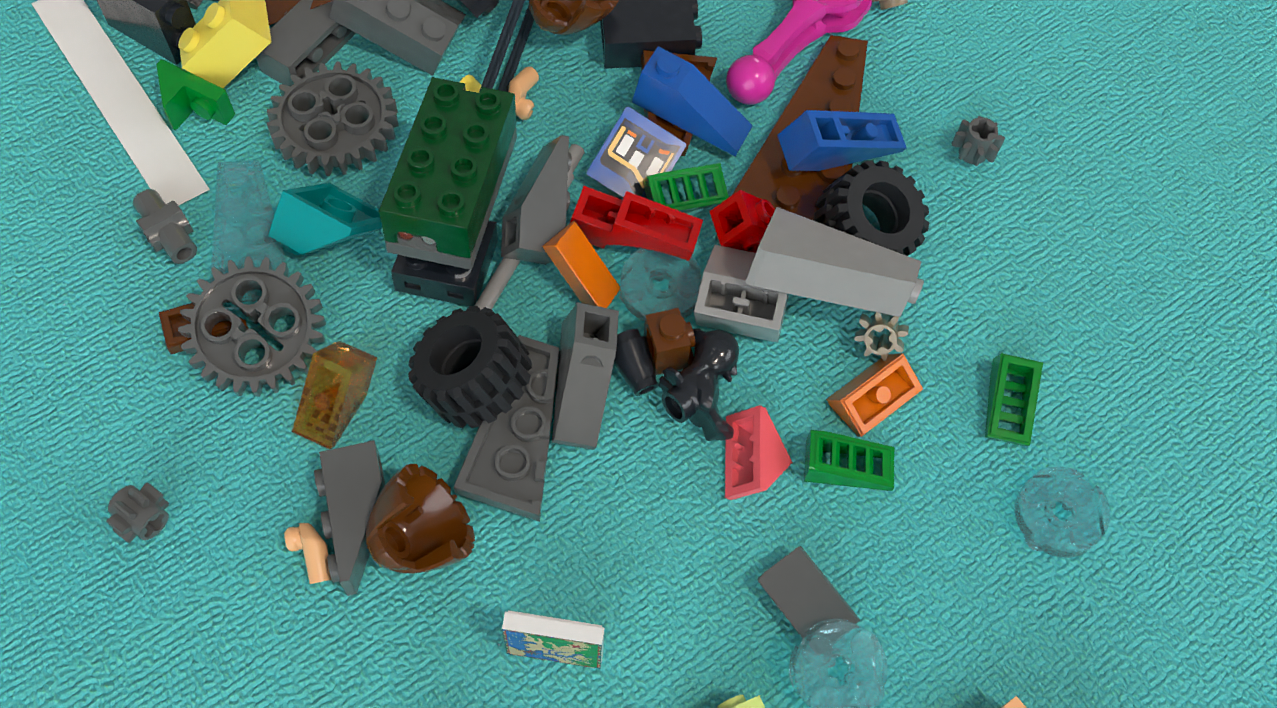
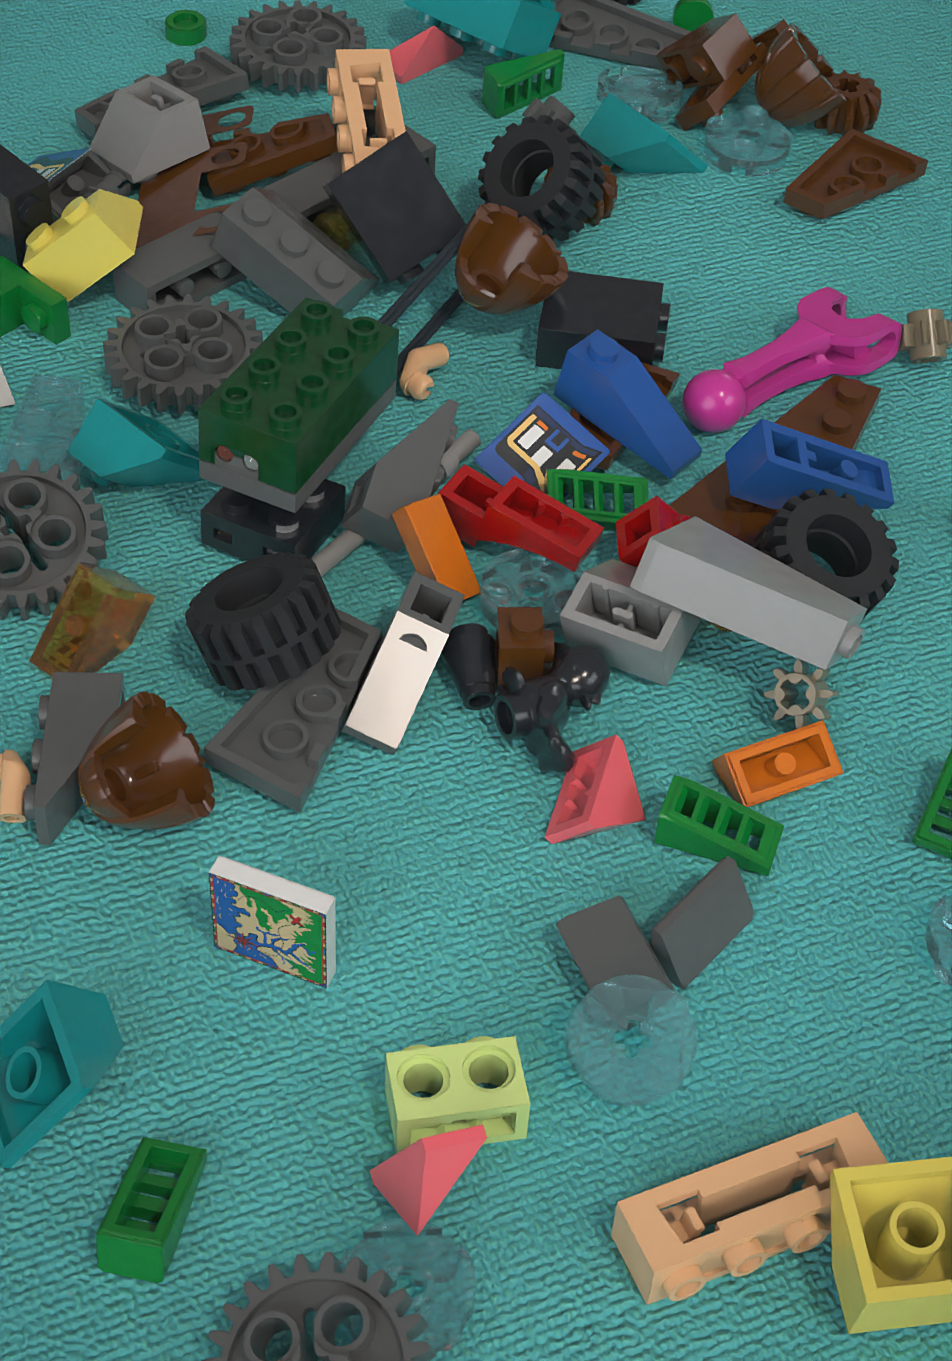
camera: 15 degrees right, 15 degrees down
(860, 551) = (702, 923): none -> dark grey slope

